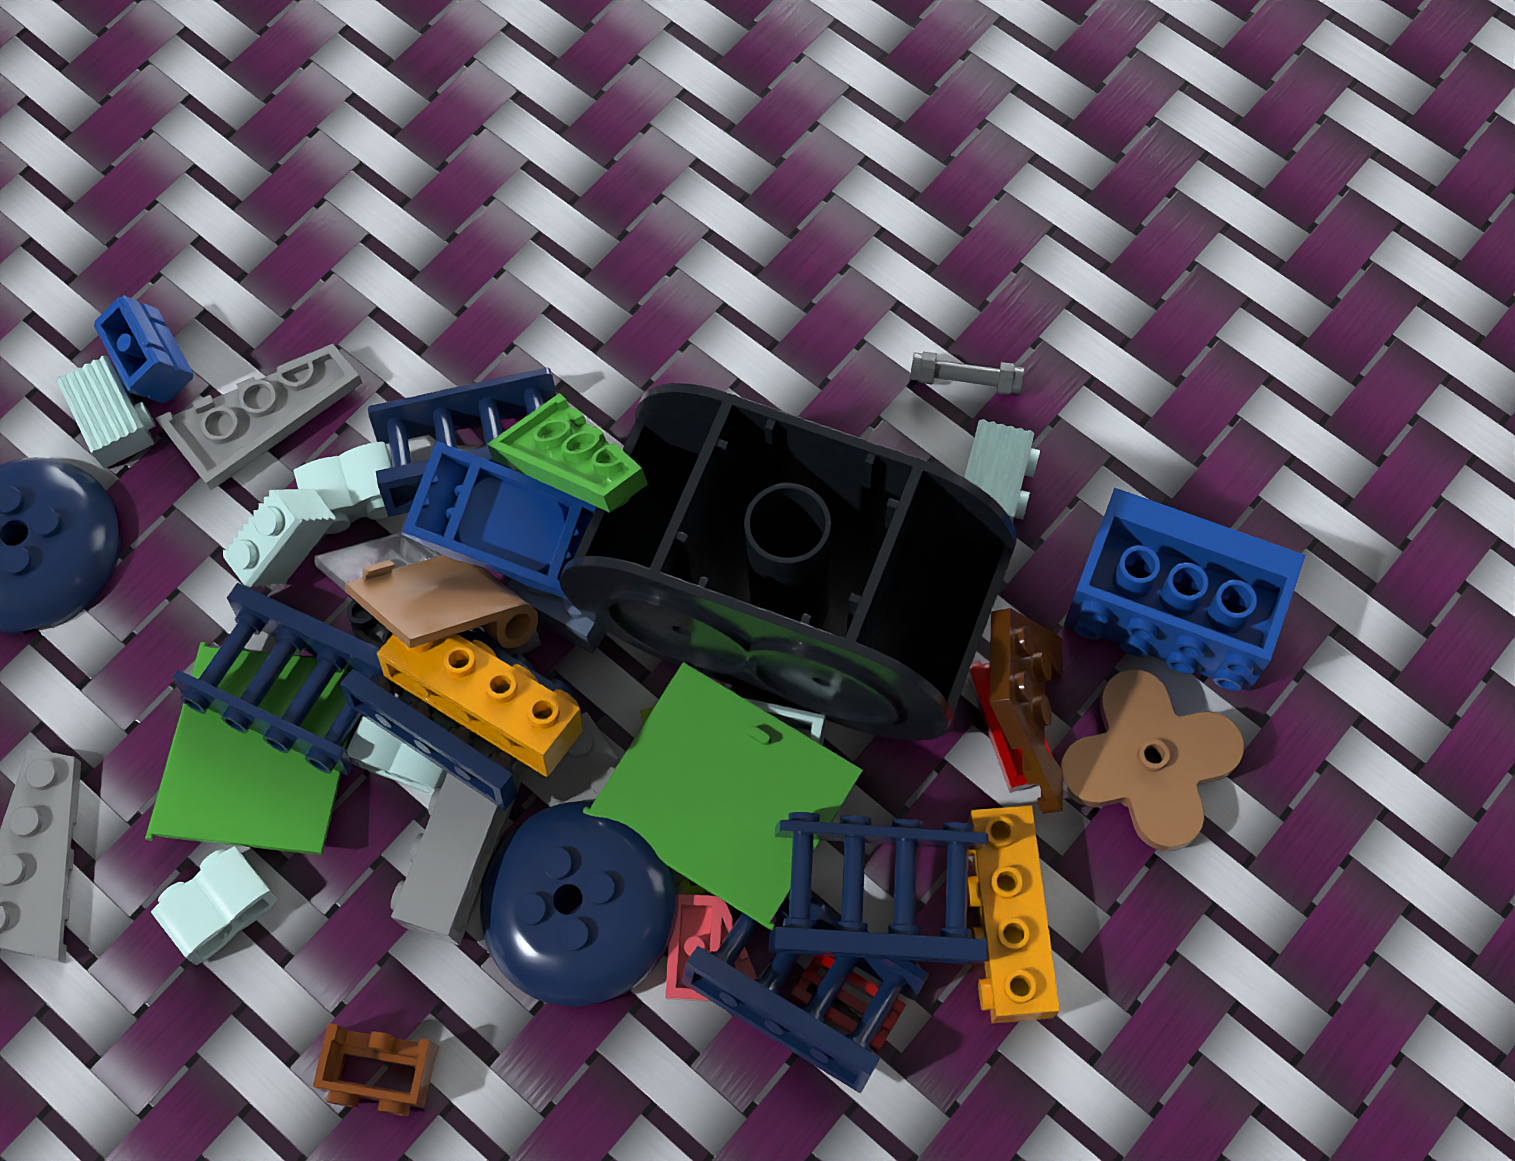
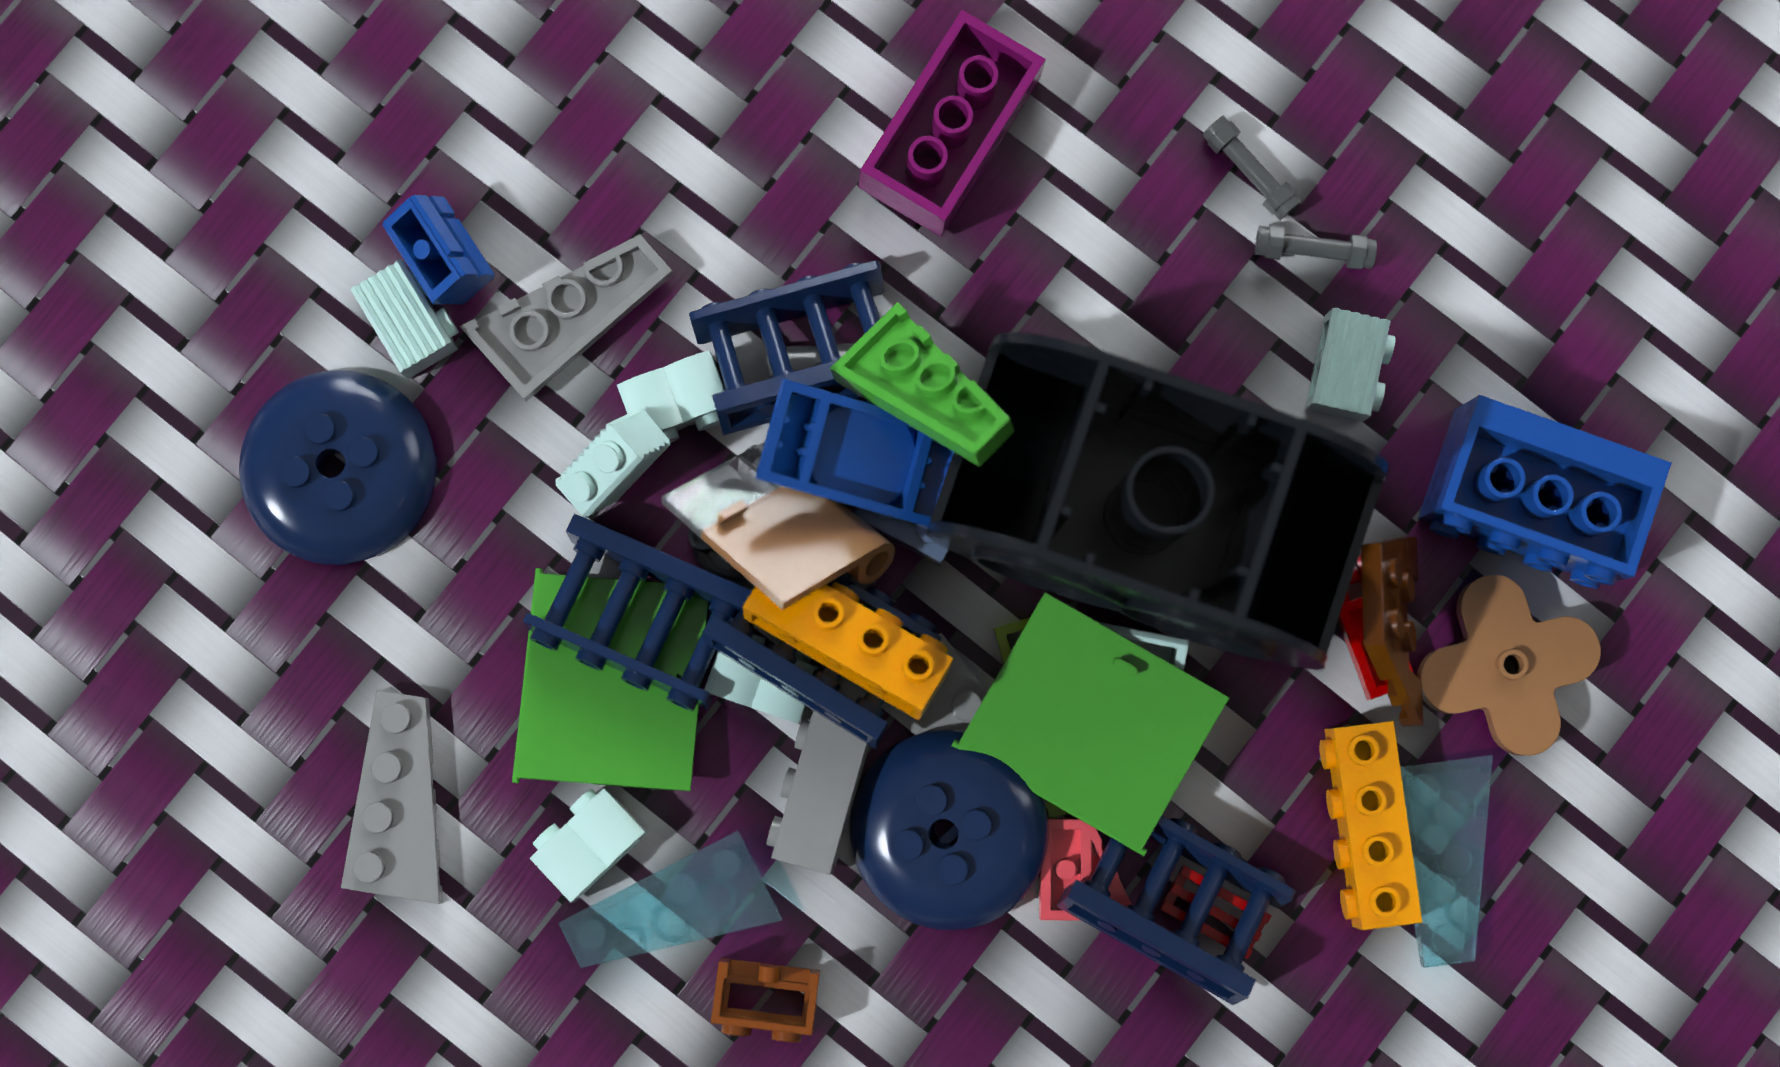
camera: 10 degrees left, 15 degrees up
(306, 969) = (683, 903): none -> clear light blue wing
(627, 256) = (951, 123): none -> magenta brick
(851, 934) = (1274, 864): dark blue fence -> none
(884, 279) = (1223, 137): none -> dark grey bar
(1089, 938) = (1448, 837): none -> clear light blue wing

